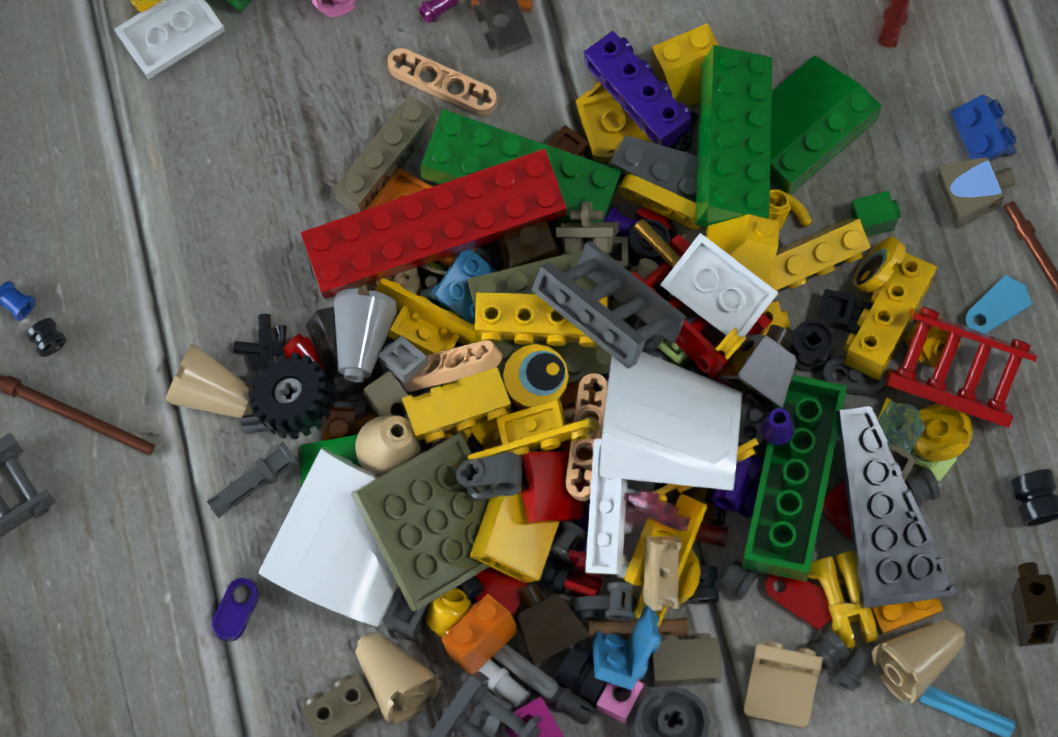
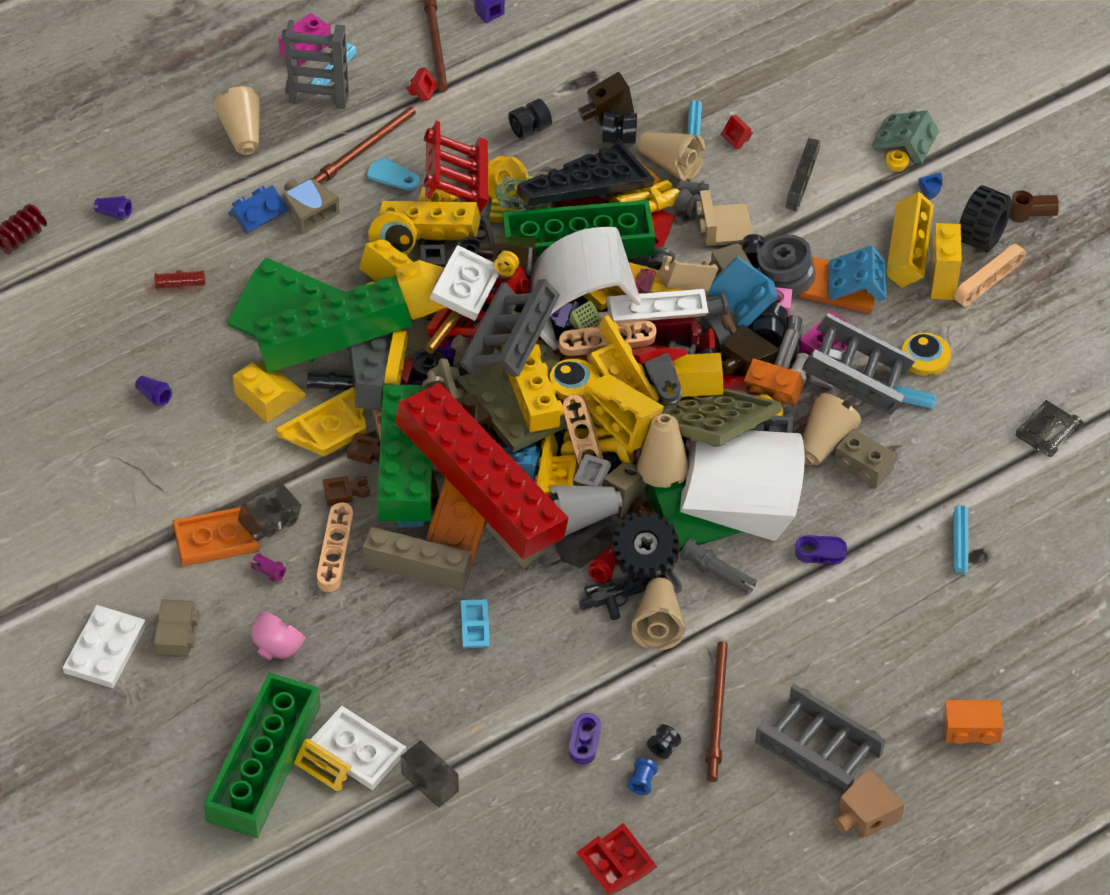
camera: 115 degrees left, 20 degrees down
(88, 259) = (584, 740): none -> dark purple plate
(103, 87) = (429, 773): none -> clear smoke brick
(281, 196) = (475, 623): none -> medium azure slope
(516, 107) = (341, 489): none -> reddish brown plate
(637, 90) = (306, 403): dark purple brick -> none
(719, 704) = (751, 246): none -> black wheel
(778, 433) = (553, 229): dark purple cone -> none
(876, 213) = (348, 252): green brick -> none
(987, 607) = (628, 126): none -> black wheel

